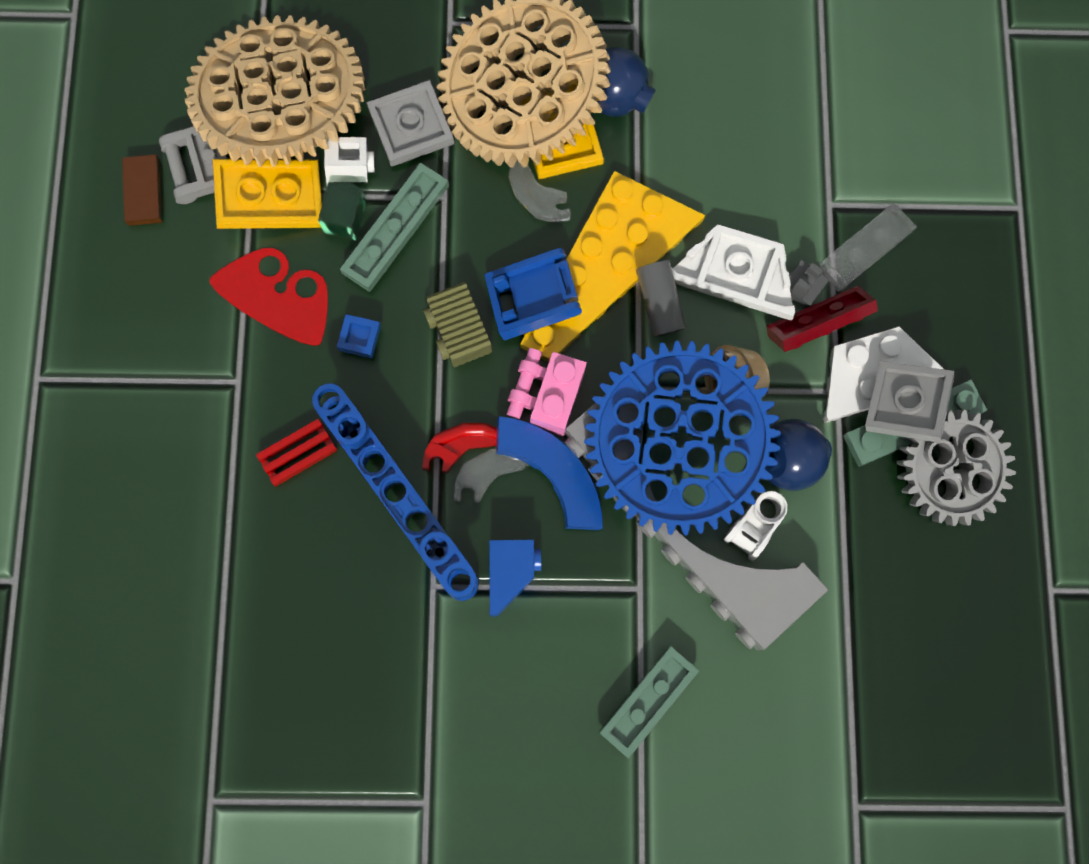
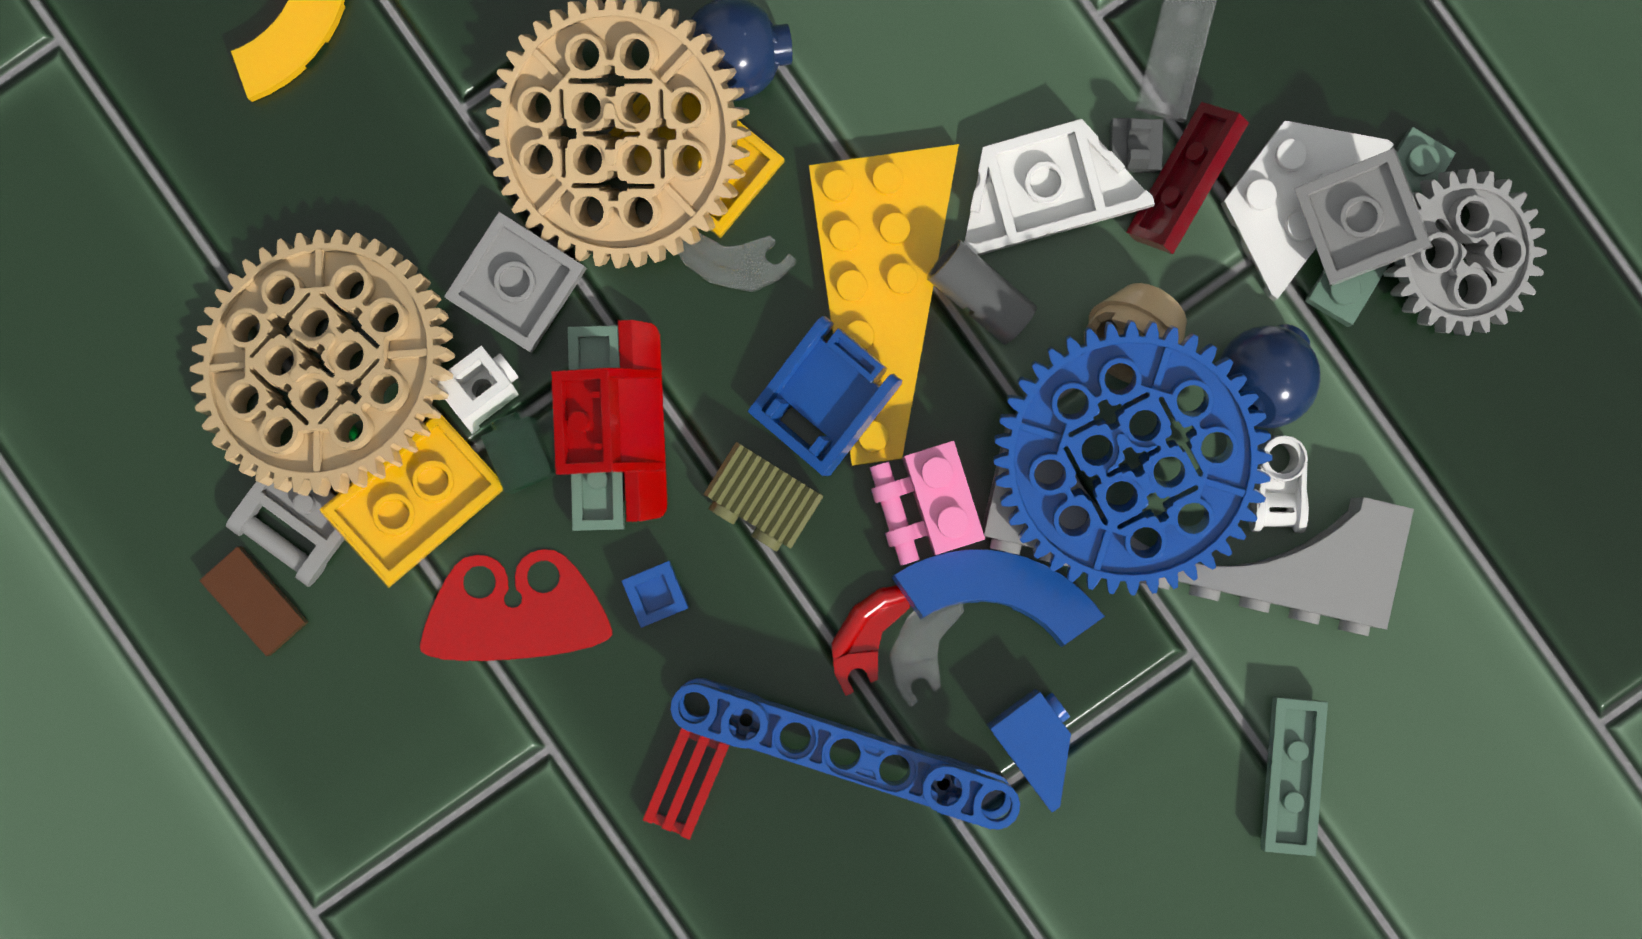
camera: 30 degrees left, 10 degrees up
(409, 228) = (616, 420): none -> red plate

